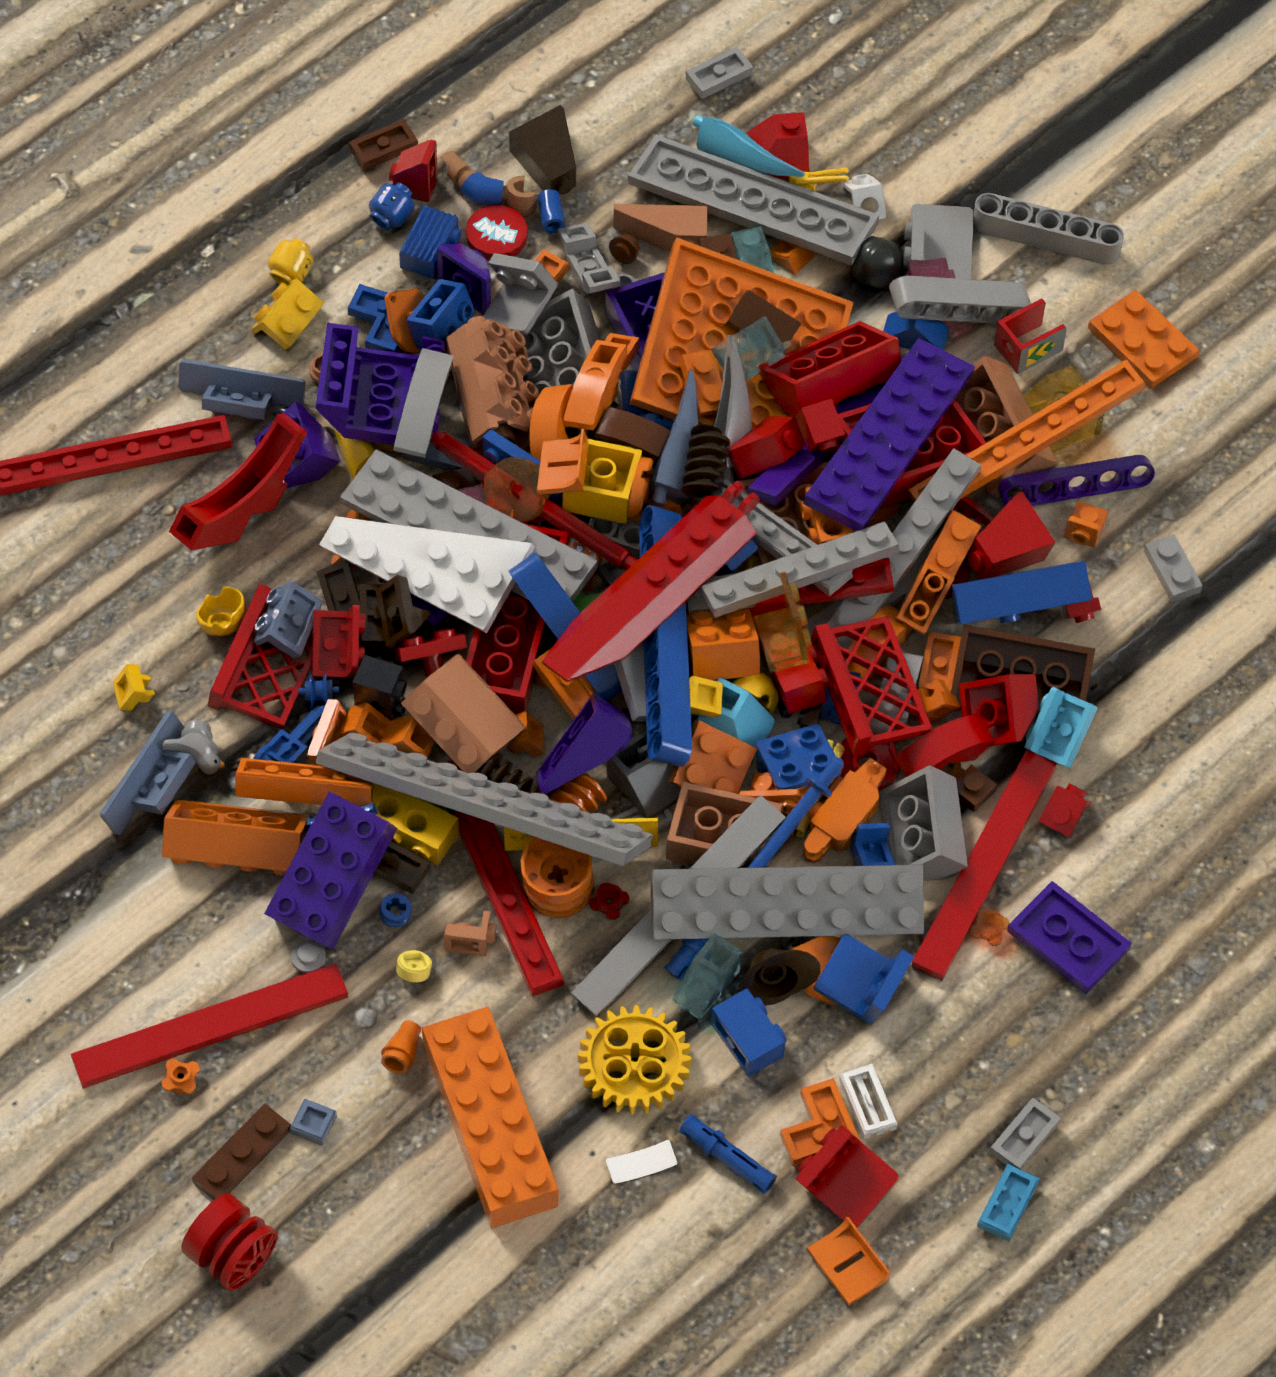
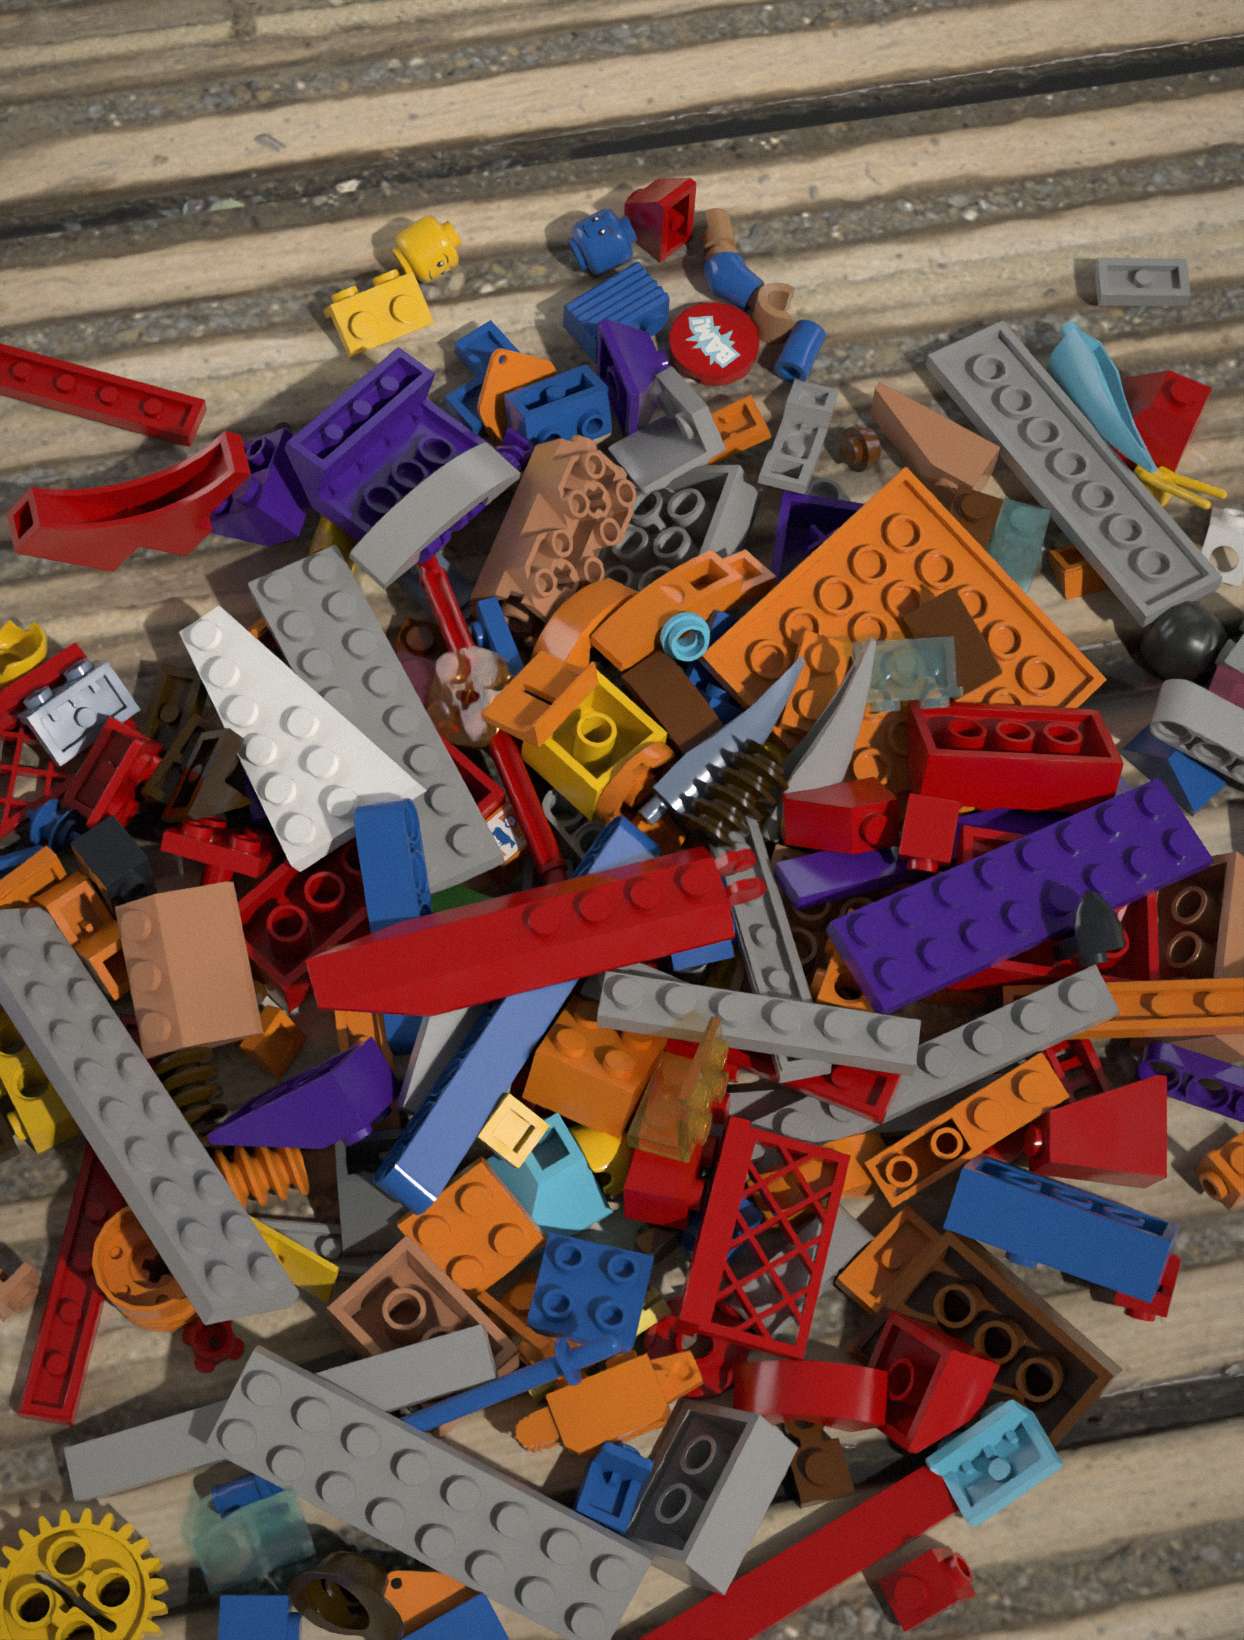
camera: 30 degrees right, 5 degrees up
(239, 390) = (243, 377): sand blue bracket -> none
(382, 144) = (647, 159): reddish brown plate -> none
(546, 151) = (848, 270): dark brown slope -> none
(619, 392) = (691, 646): none -> medium azure plate
(941, 701) = (847, 1320): orange tile -> none
(945, 429) = (1095, 930): none -> black plate

